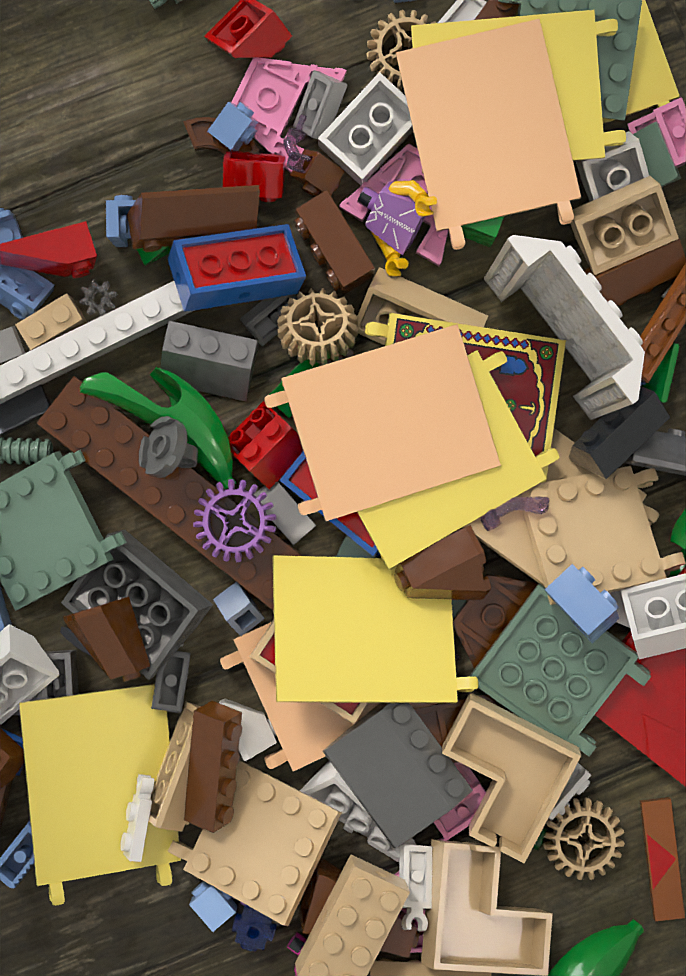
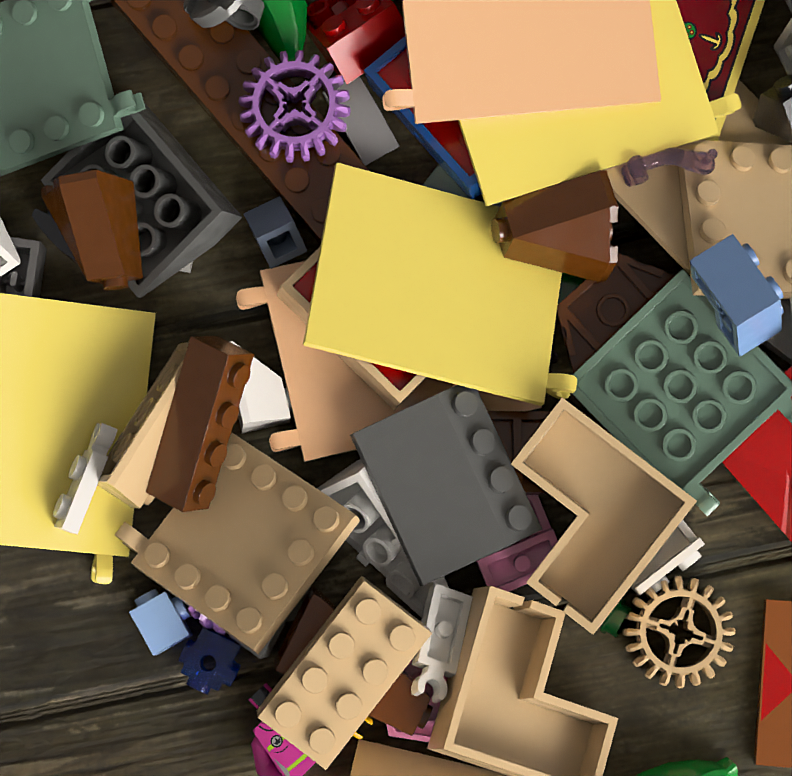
camera: 10 degrees right, 5 degrees down
(171, 683) = (165, 313): dark grey slope -> none

